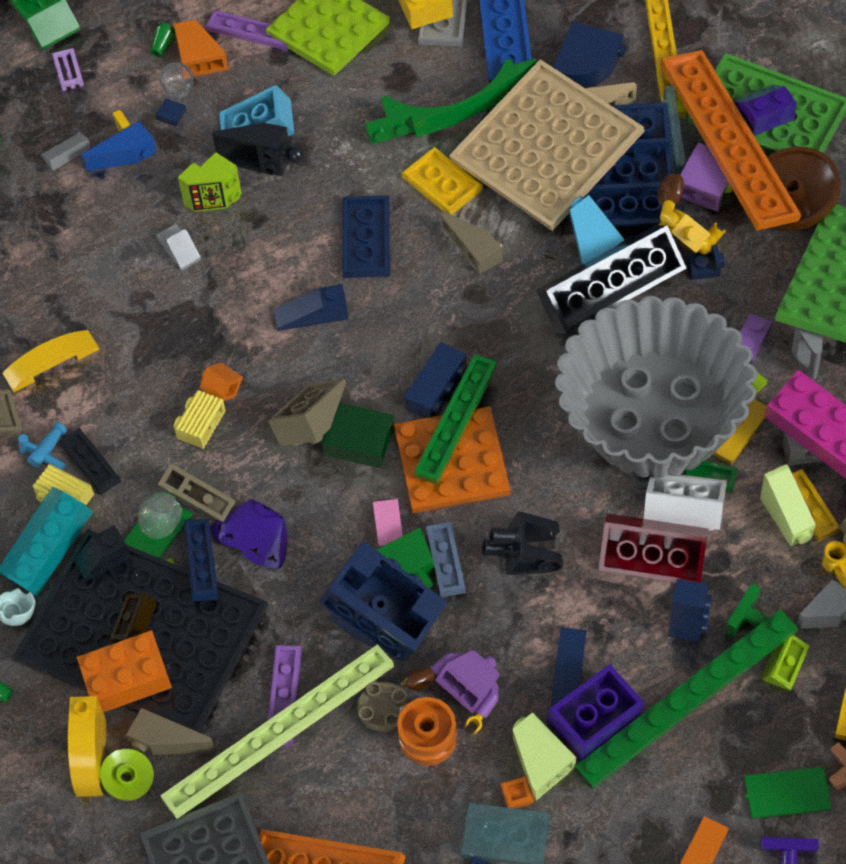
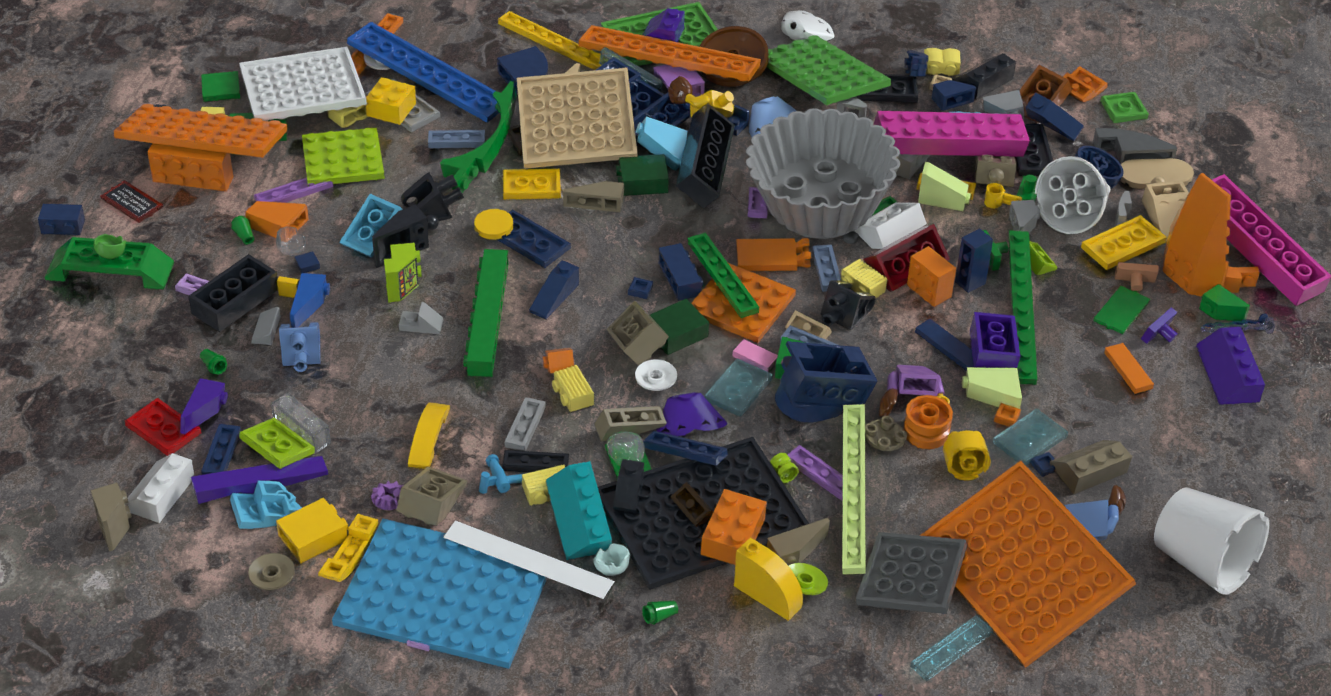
camera: 55 degrees left, 15 degrees down
(59, 190) = (300, 345): none -> medium blue piece
(73, 97) = (233, 292): none -> black brick
(123, 418) = (525, 424): none -> light grey plate
(233, 283) = (487, 313): none -> green brick
(255, 655) = (784, 467): none -> lime wheel
(277, 458) = (656, 375): none -> white dish
(330, 540) = (738, 387): none -> clear light blue tile
(333, 131) = (430, 196): none -> black piece
(348, 197) = (493, 224): none -> yellow tile
(388, 368) = (640, 288): none -> dark blue tile
(408, 795) = (966, 454): none -> yellow brick
(437, 81) = (456, 138): none -> sand blue plate
(470, 534) = (809, 325): none -> tan slope
(540, 252) = (643, 174): none -> dark green brick
(542, 433) = (772, 254): none -> orange tile
(569, 491) = (825, 265): none -> sand blue plate
(580, 535) = (864, 278): none -> light yellow brick
(634, 589) = (931, 276): none -> orange brick
(748, 283) = (766, 111): none -> light blue piece

